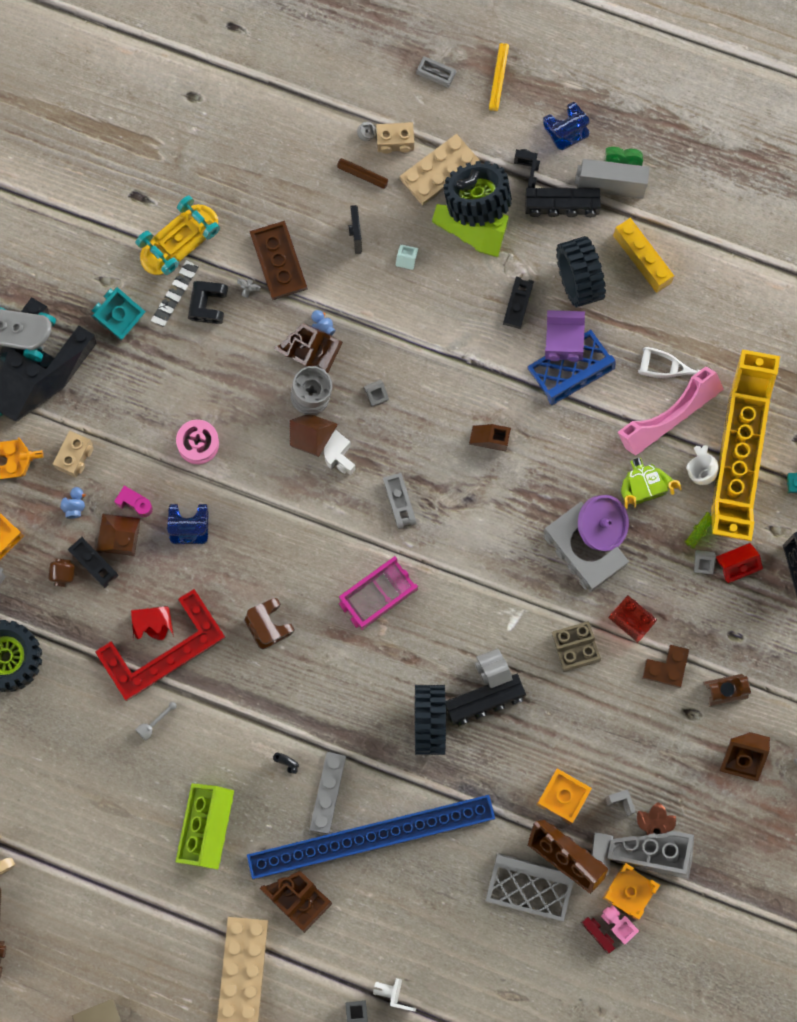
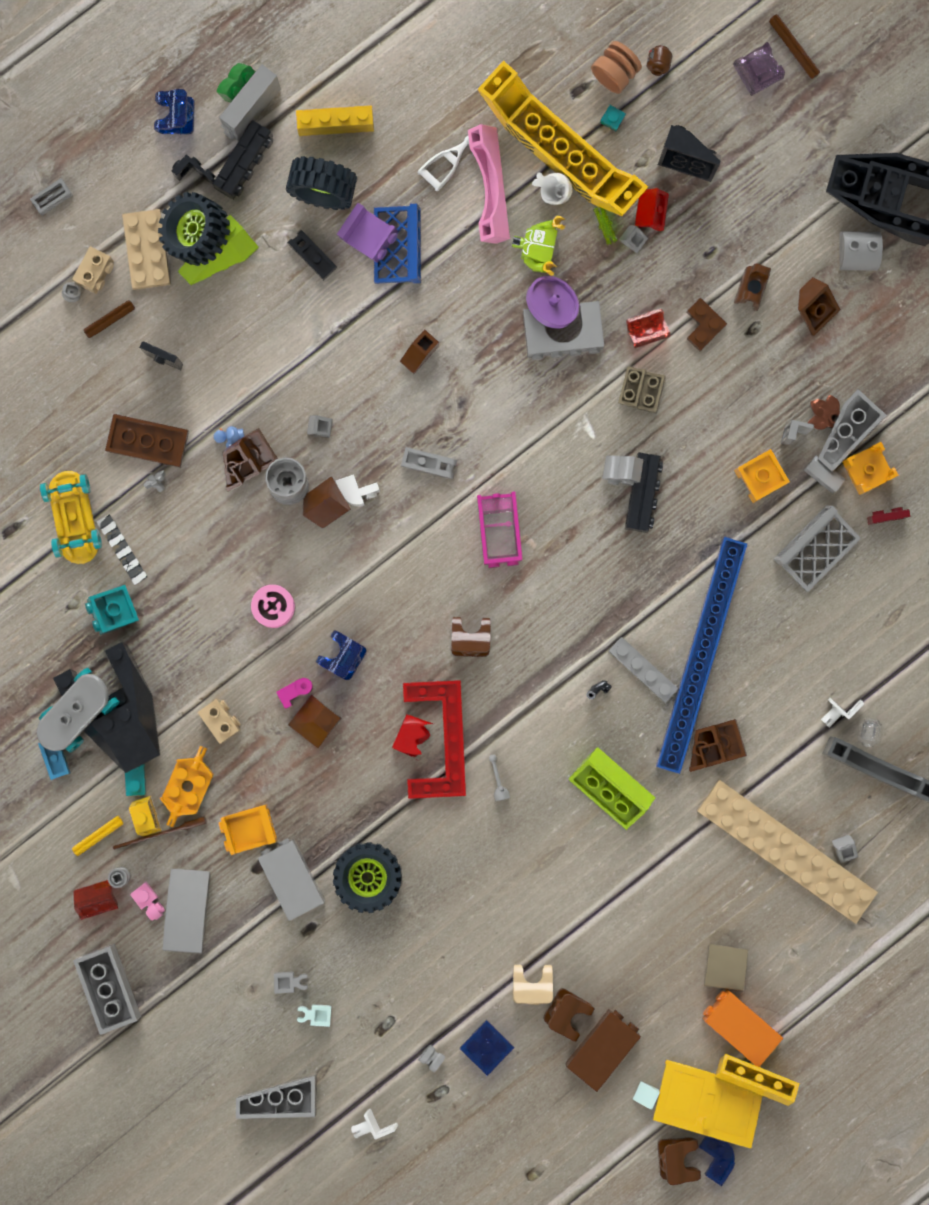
camera: 65 degrees left, 10 degrees up
(61, 572) = (320, 789): reddish brown head -> none
(74, 506) = (267, 748): medium blue animal -> none
(92, 561) = (326, 757): black plate -> none
(199, 298) = (145, 533): black connector -> none
(406, 257) = (211, 326): light aqua slope -> none
(430, 720) = (637, 548): black wheel -> none
(470, 183) = (181, 230): black arm -> none
(498, 77) = (90, 144): yellow axle -> none
(567, 855) = (814, 502): reddish brown wedge -> none
(623, 928) = (894, 493): bright pink plate -> none

